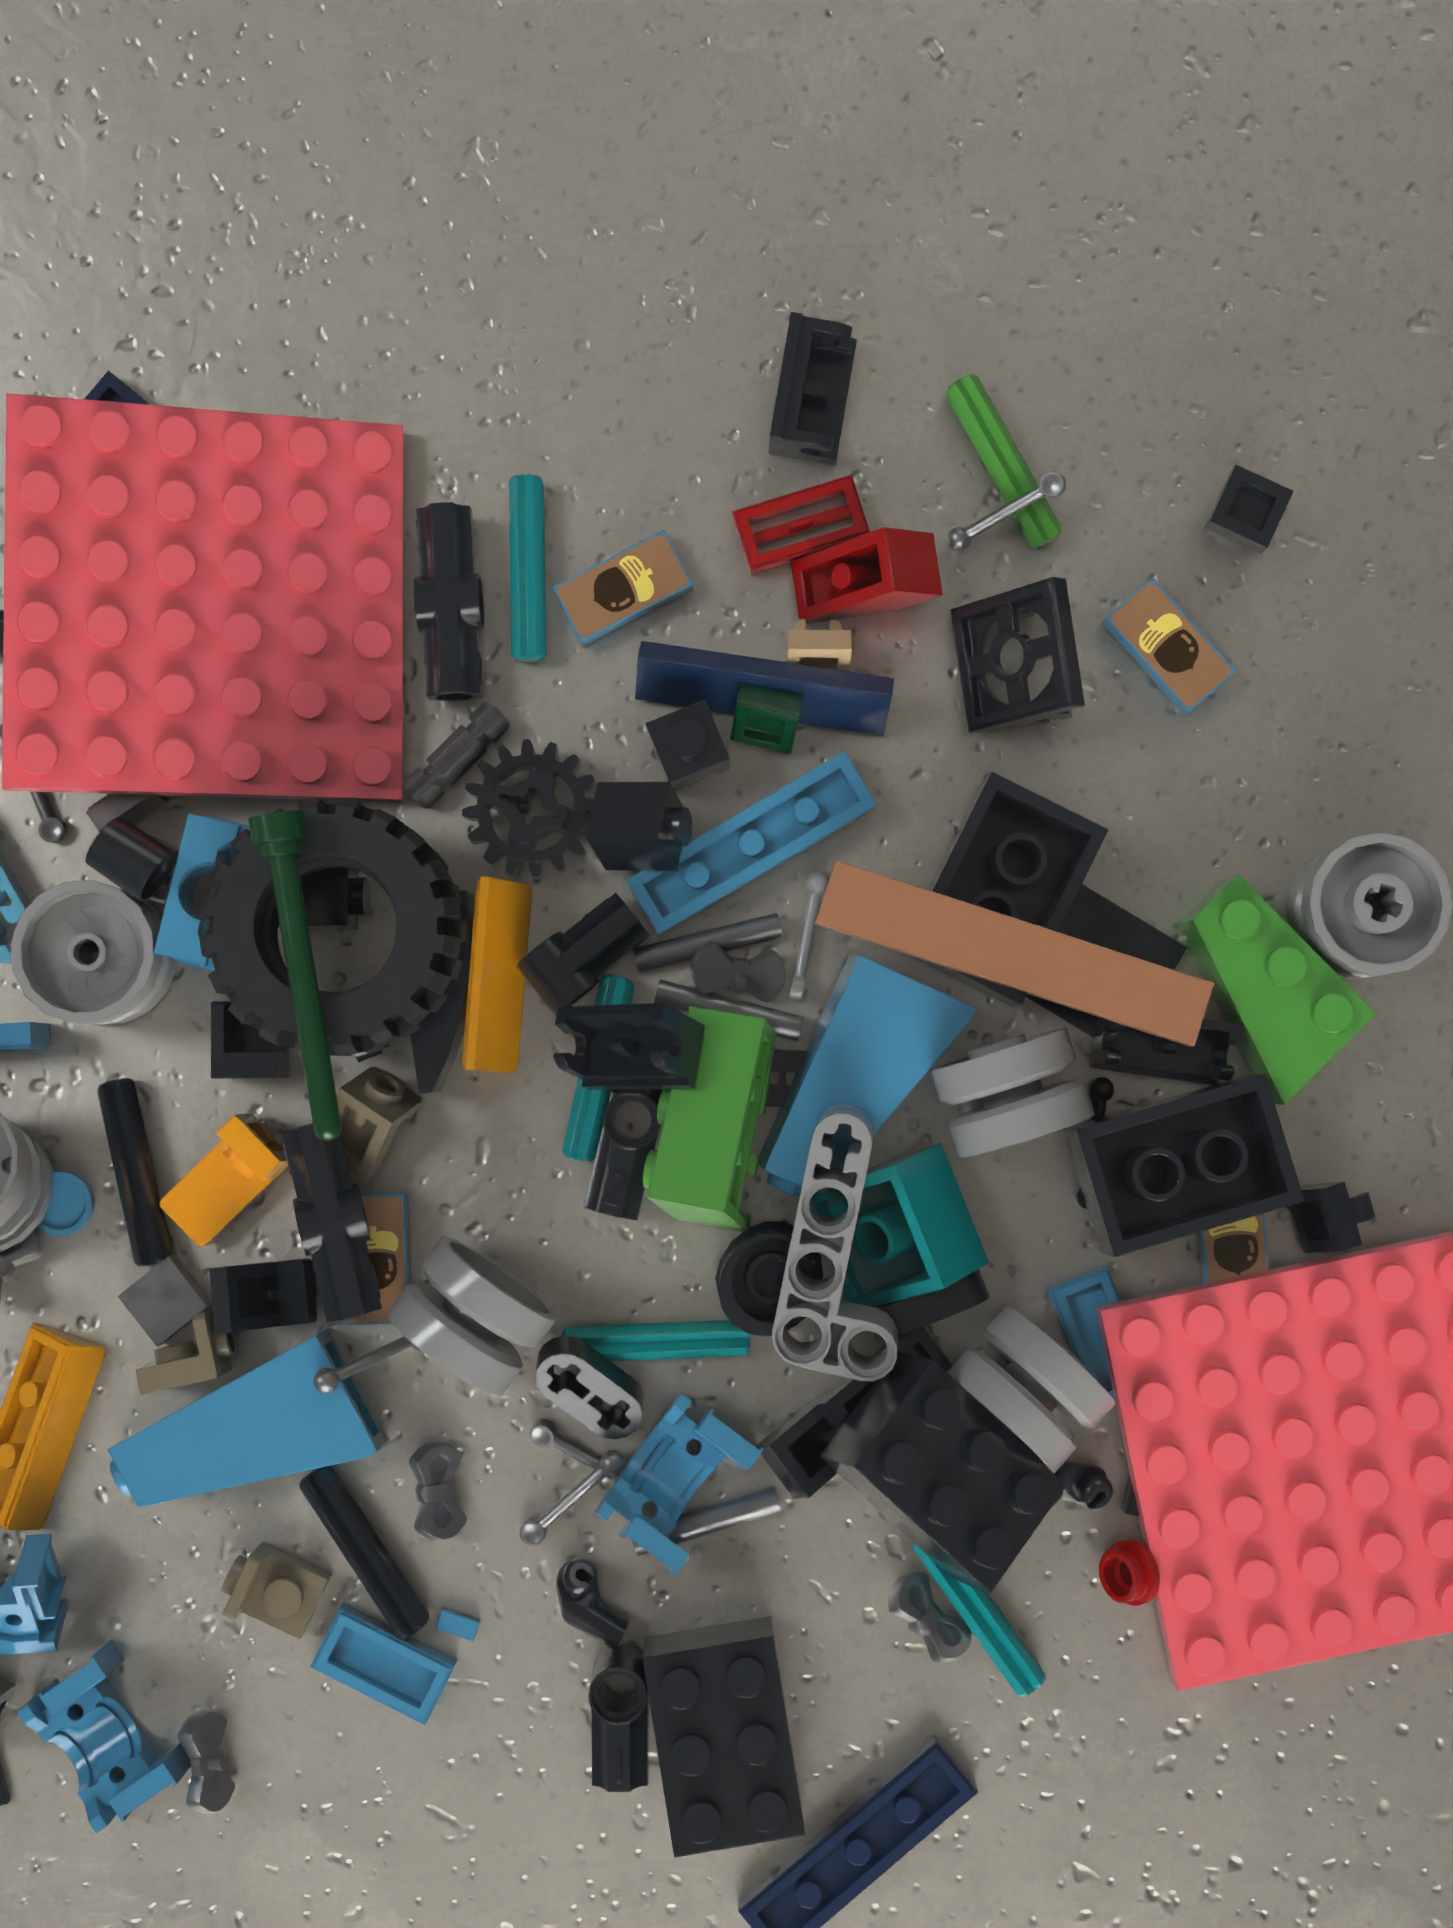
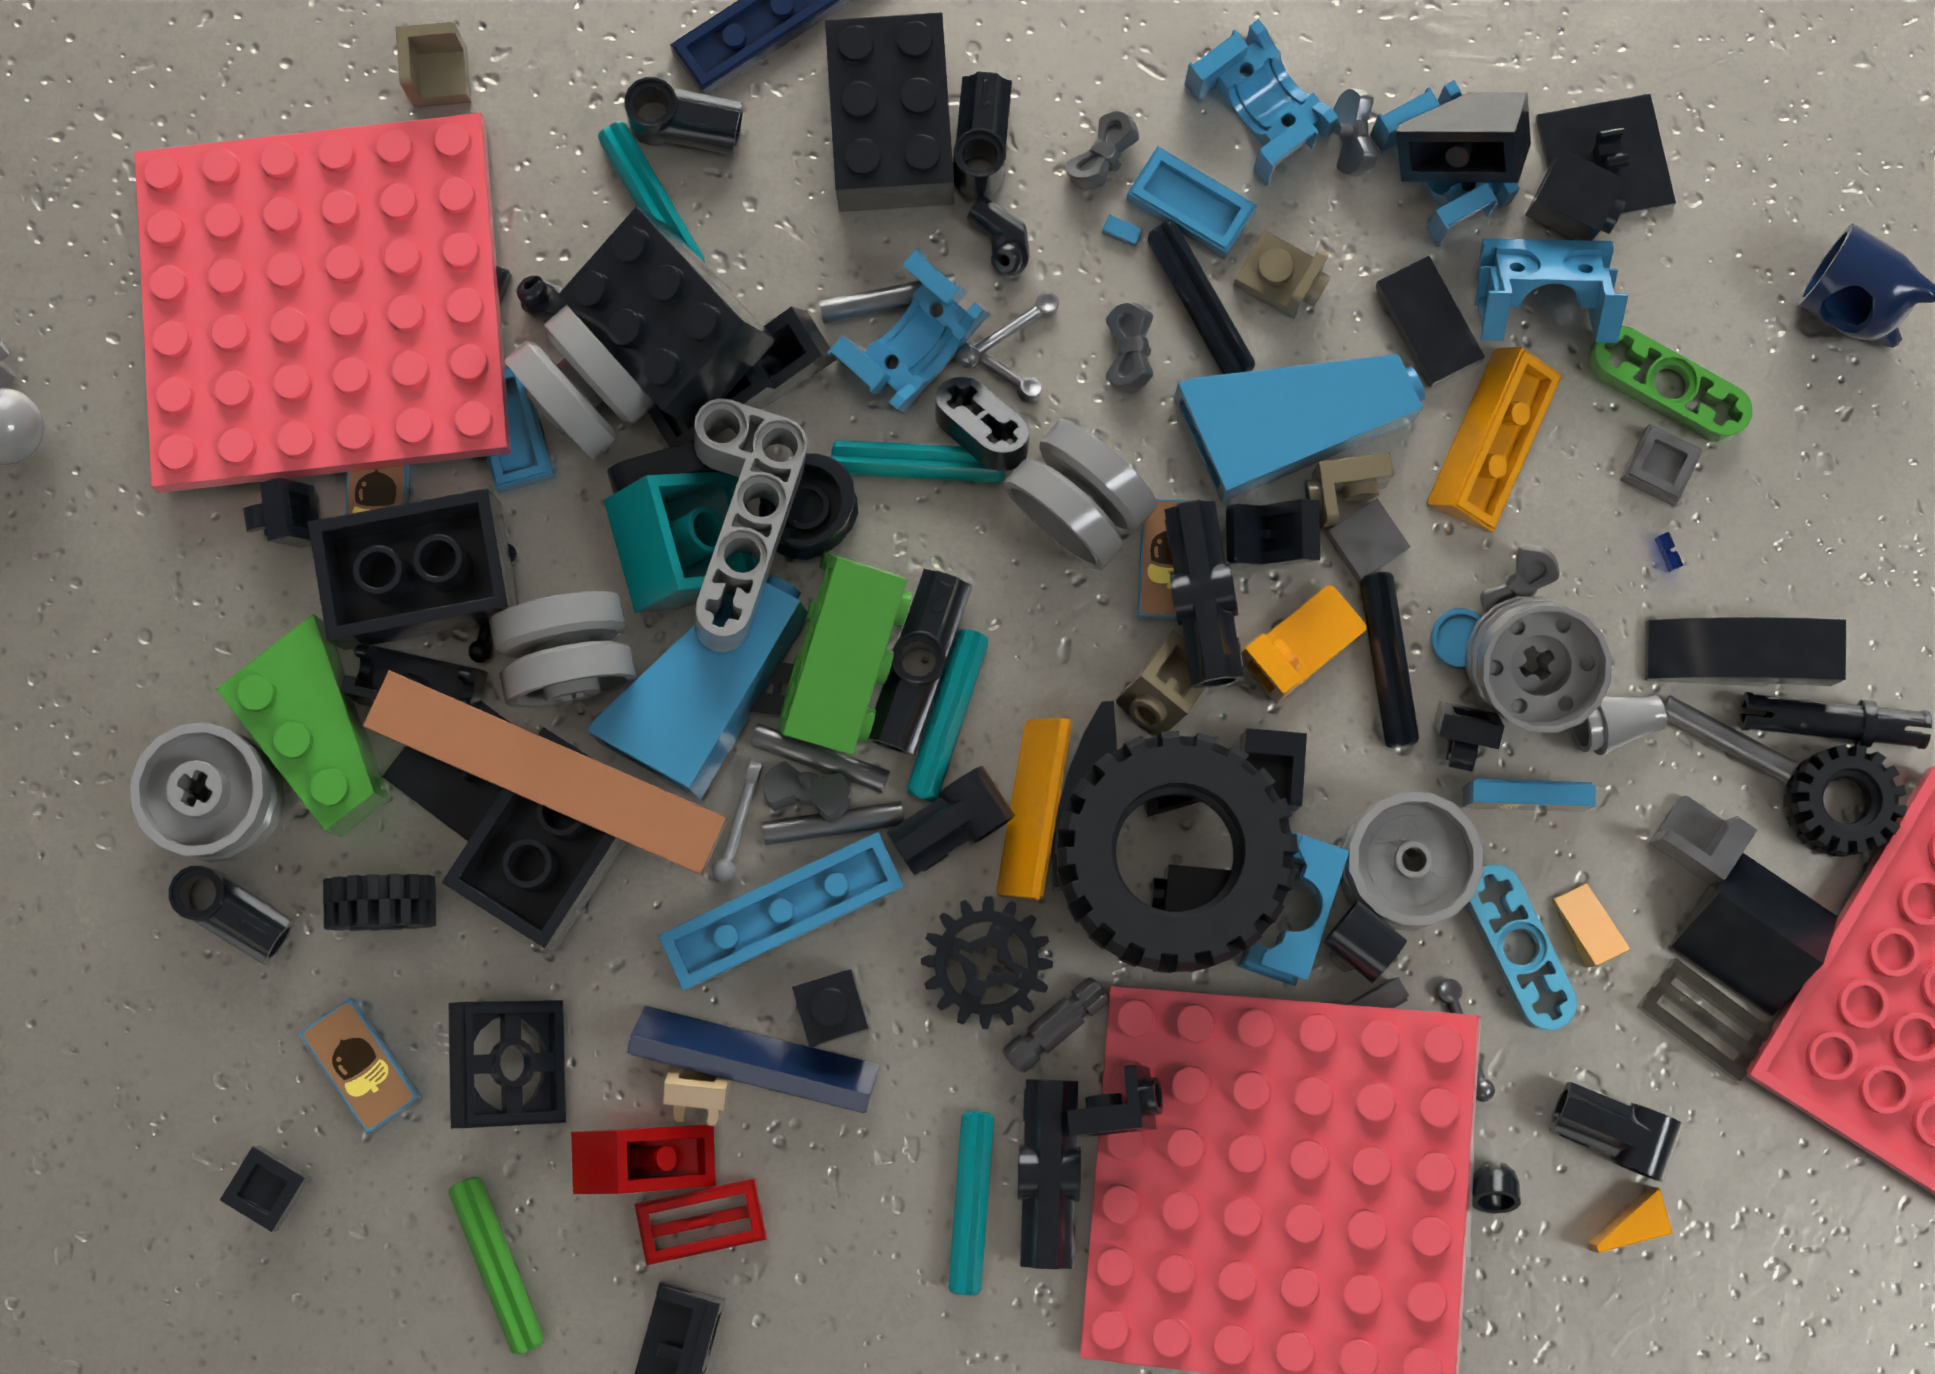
camera: 170 degrees left, 5 degrees down
(45, 1101) = (1466, 731): none -> black tile
(76, 1762) = (1467, 140): none -> black slope
(113, 1552) = (1429, 321): none -> black tile
(280, 841) = (1211, 926): dark green piece -> none
(311, 1792) = (1262, 98): none -> dark azure piece
(327, 1379) = (1217, 448): flat silver hinge -> none
(388, 657) = (1107, 1113): none -> black bracket
(473, 1732) = (1115, 134): none -> dark grey piece
(623, 588) = (880, 1174): tile -> none
(631, 1046) = (910, 719): black hinge -> none
(638, 826) = (885, 933): black brick -> none
(766, 718) = (754, 1029): dark green tile -> none
(944, 1635) = (685, 180): flat silver piece -> none
(944, 1704) = (690, 117): none -> black piece
(1051, 485) = (453, 1228): flat silver hinge -> none
(1129, 1573) = (511, 217): red plate -> none
(1171, 807) = (379, 902): none -> black tyre
(1238, 1742) = (433, 64): none -> dark tan panel
(1320, 783) = (233, 915): none -> black piece

